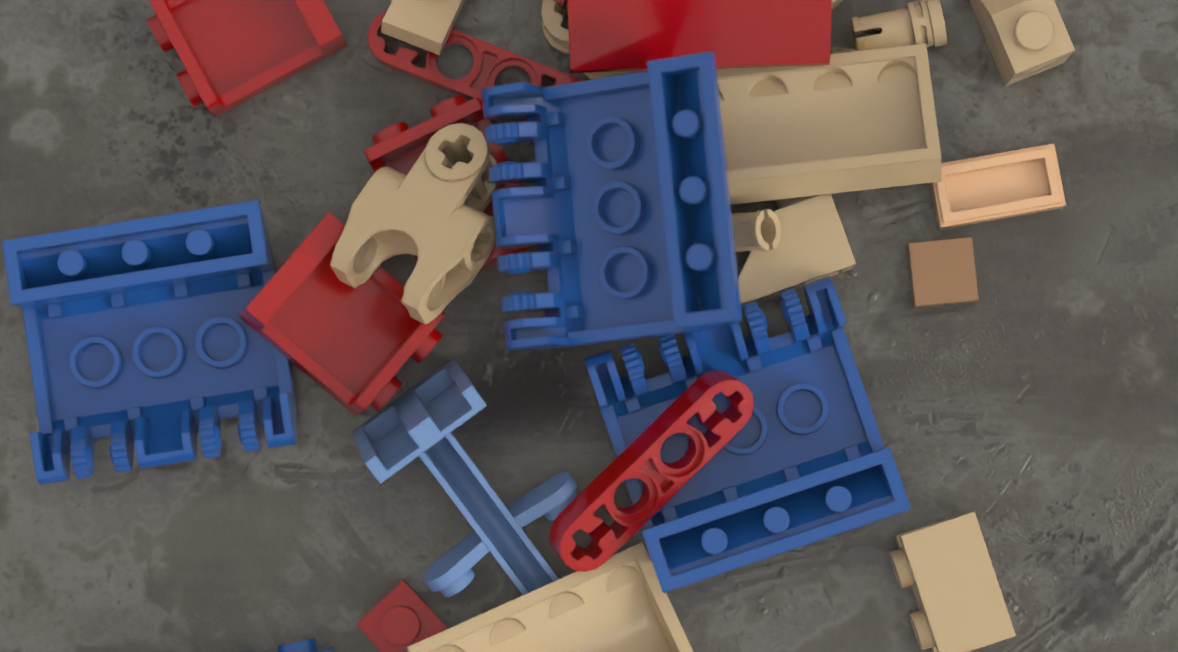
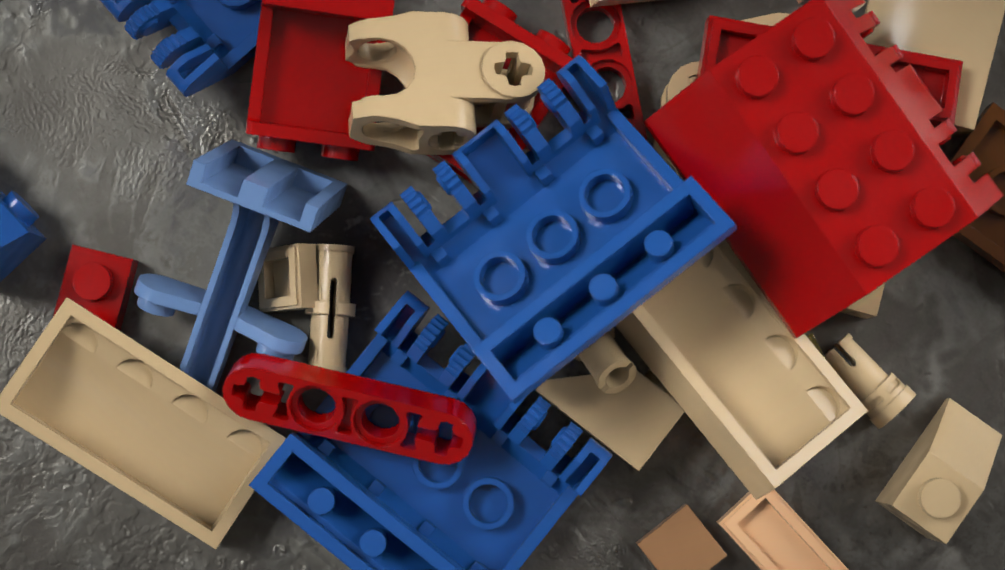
camera: 55 degrees right, 0 degrees up
(506, 456) = (288, 279): none -> tan tile
(551, 436) = (334, 265): none -> tan pin

